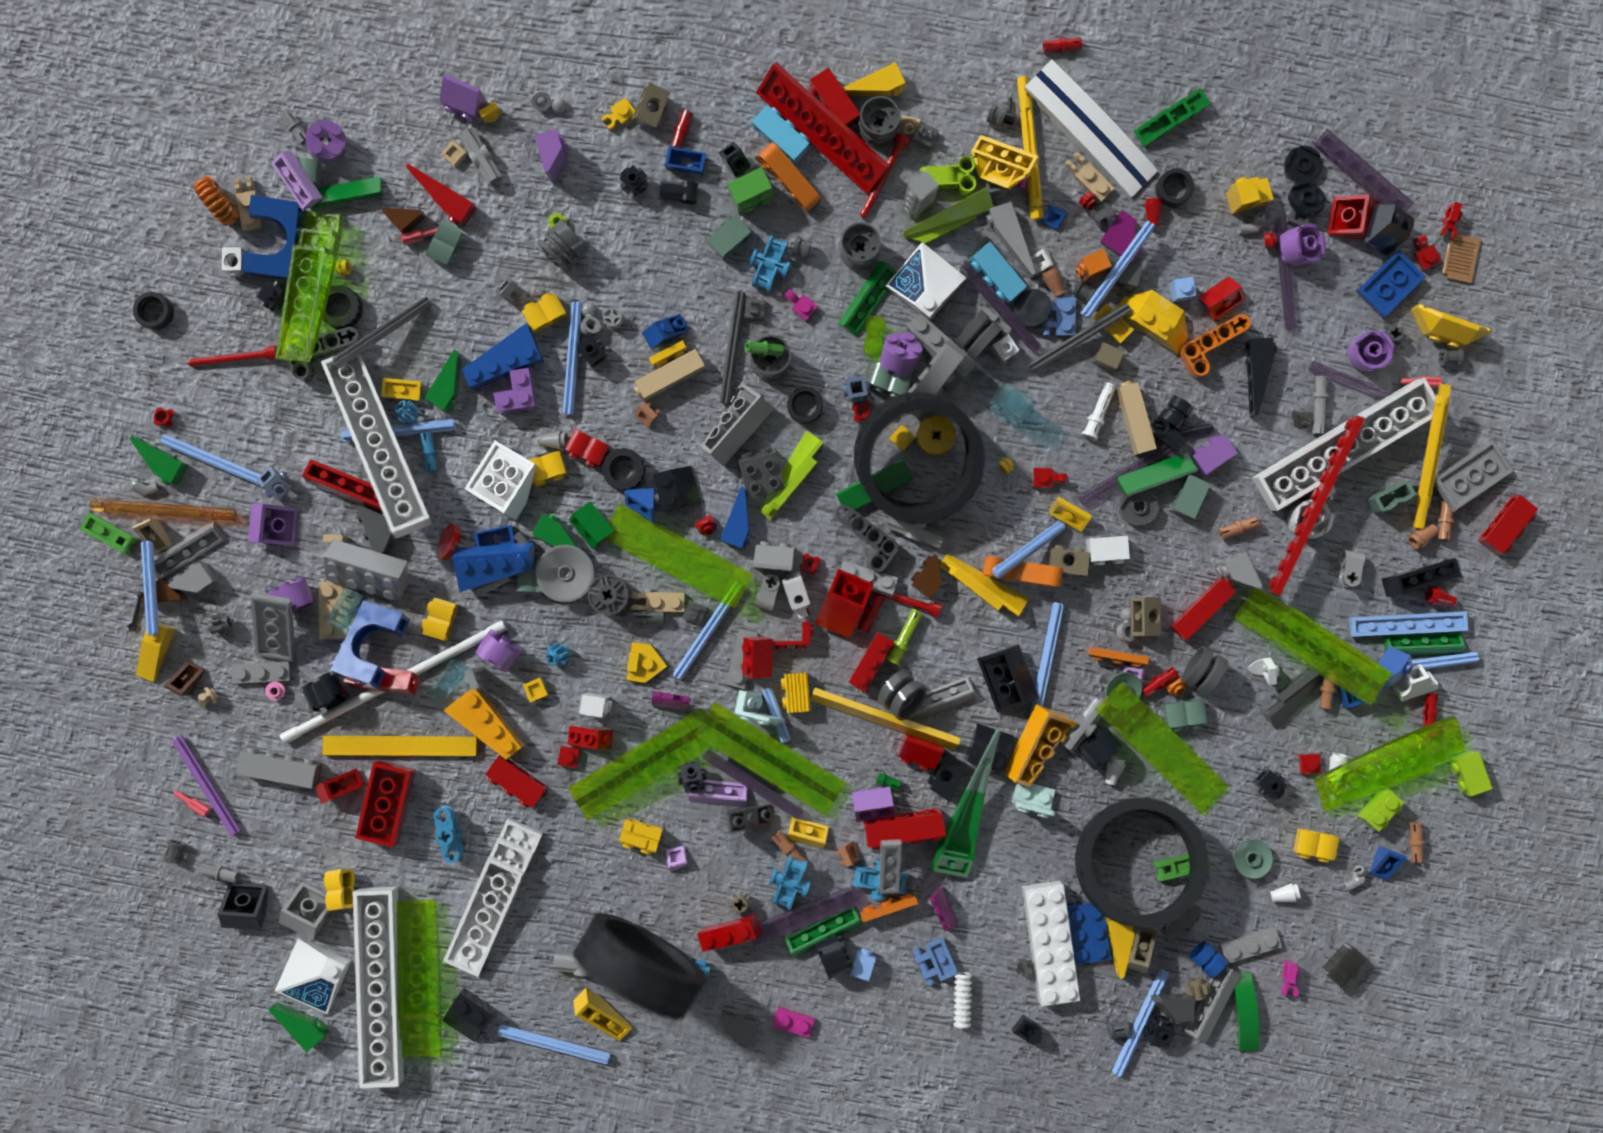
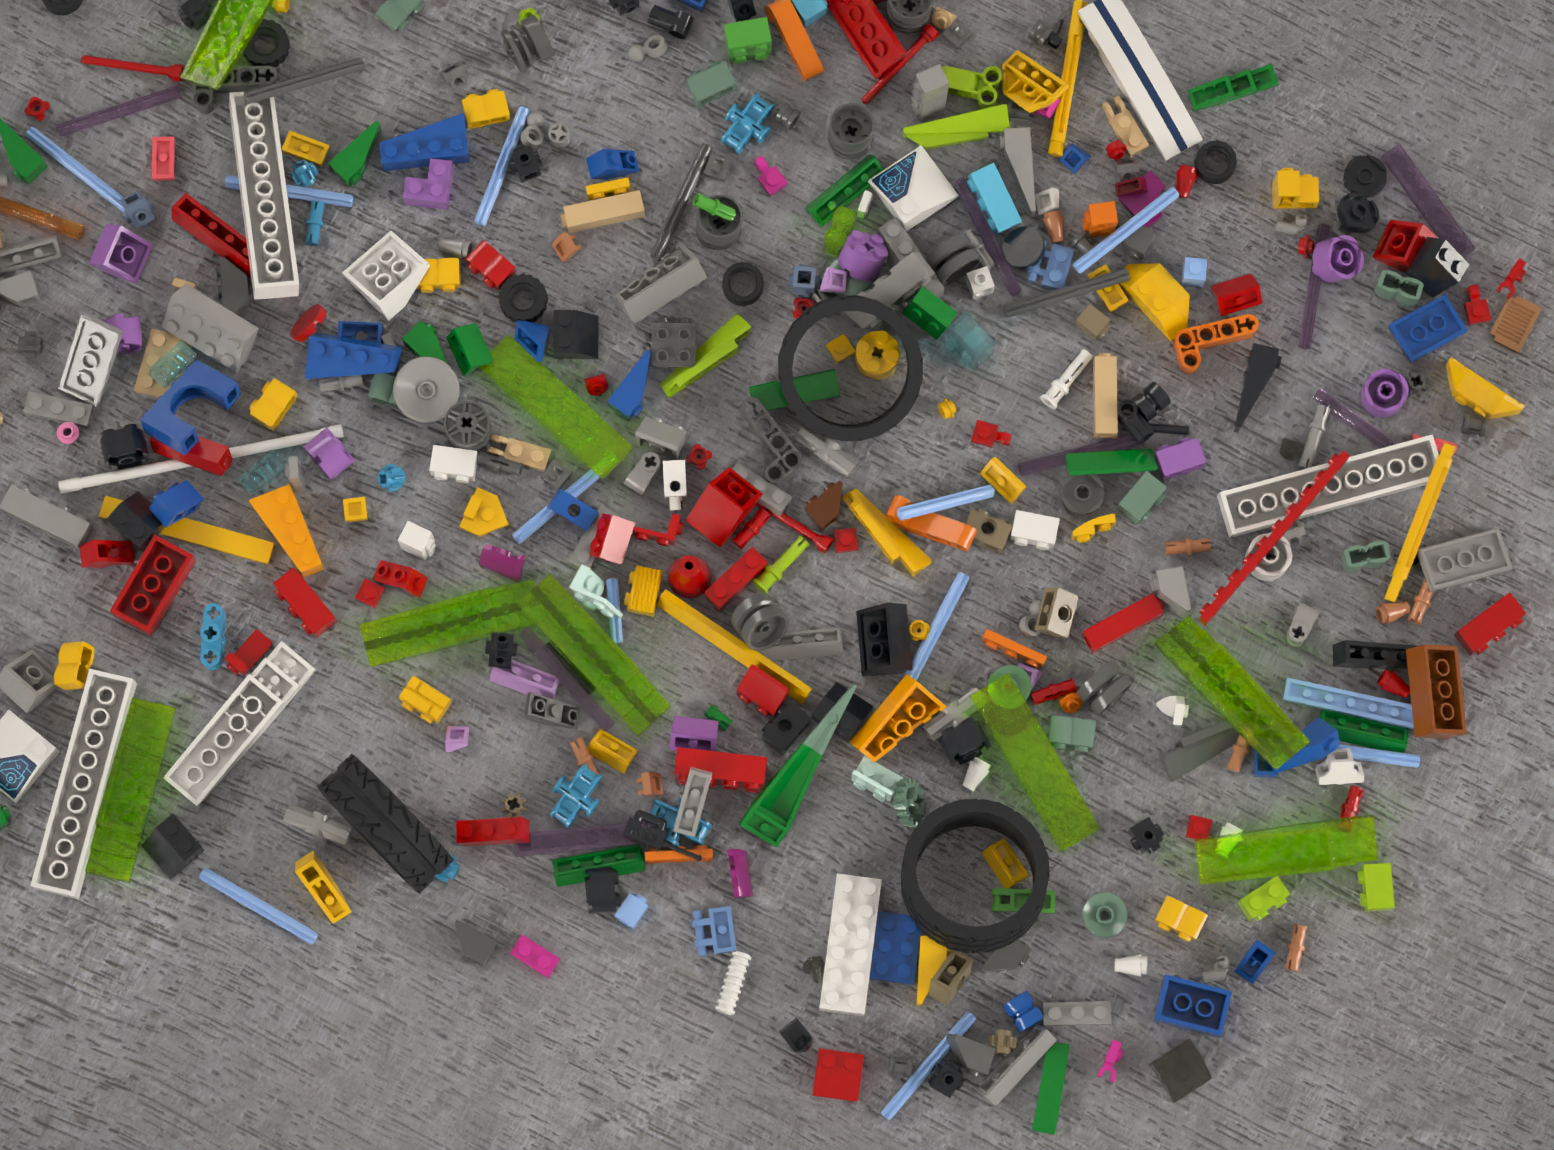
camera: 10 degrees right, 10 degrees down
(233, 400) = (118, 110): none -> clear purple axle
(284, 431) = (163, 158): none -> coral plate
(356, 751) = (136, 521): none -> black slope
(383, 729) = (176, 503): none -> blue brick
(482, 837) = (248, 653): none -> red bracket
(606, 627) = (453, 463): none -> white brick
(672, 217) = (654, 47): none -> light grey plate
(707, 636) = (560, 504): none -> blue piece
(828, 658) = (689, 576): none -> red cone
(863, 902) = (655, 839): none -> black piece
(882, 383) = (834, 281): none -> lavender slope
(888, 307) = (864, 204): none -> white tile
(952, 601) = (845, 540): none -> red plate
(971, 390) = (929, 313): none -> green slope
(1039, 661) = (919, 624): none -> yellow plate
(1068, 812) = (909, 802): none -> sand green gear
(1069, 1050) = (838, 1075): none -> red slope
(1109, 229) = (1131, 186): none -> dark red piece
(1152, 536) = (1087, 530): none -> yellow slope
(1158, 837) = (1005, 863): none -> yellow slope
(1346, 916) = (1192, 1006): none -> blue brick
(1359, 256) = (1393, 286): none -> sand green brick
(1481, 597) = (1436, 691): none -> dark orange brick

